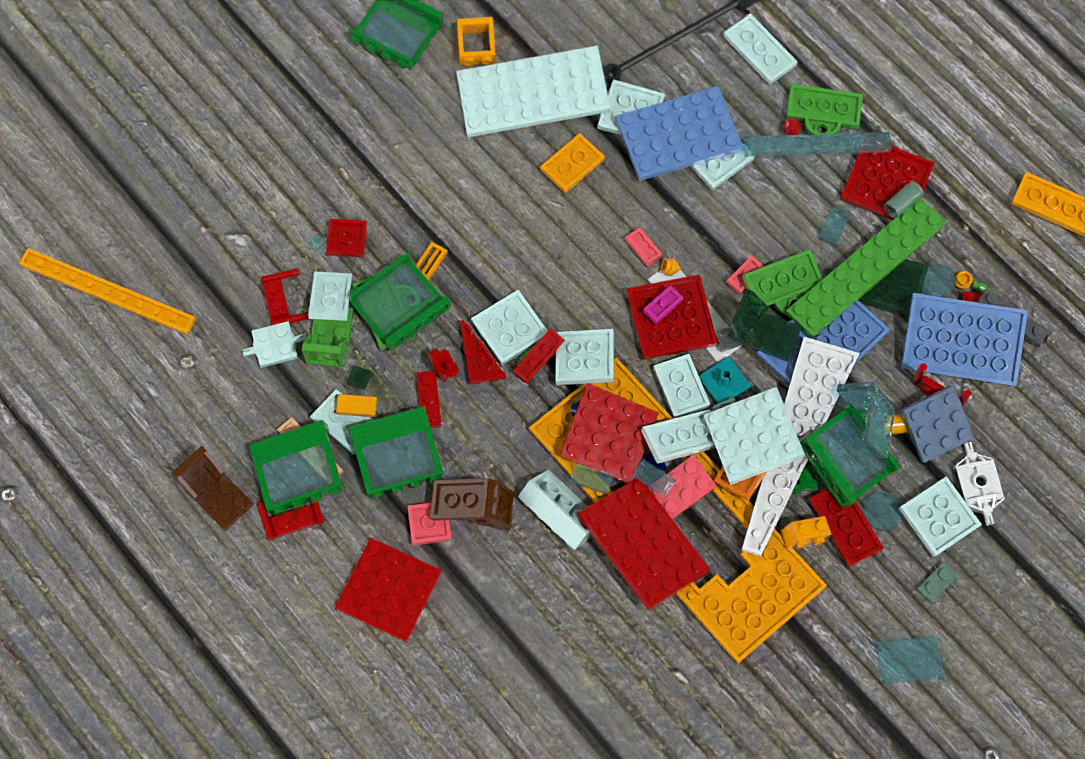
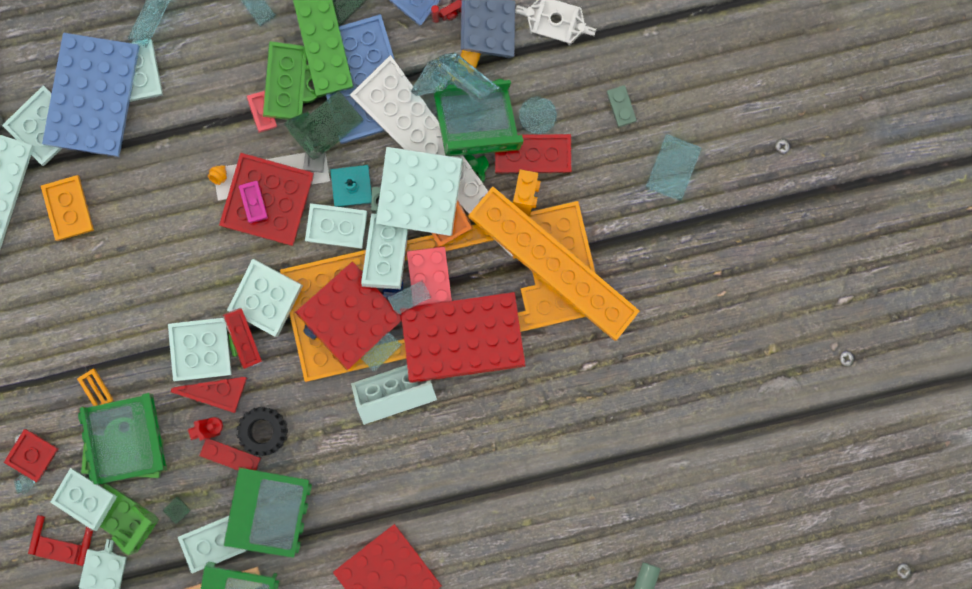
camera: 65 degrees left, 15 degrees up
(356, 405) = (204, 526): light orange tile -> none
(425, 529) = (346, 513): coral plate -> none
(465, 398) = (245, 431): none -> black tyre
(478, 500) = (349, 468): reddish brown bracket -> none
(643, 247) = (185, 187): coral plate -> none
(756, 590) = (553, 263): none -> light orange plate
(940, 516) = (568, 71): light aqua plate -> none

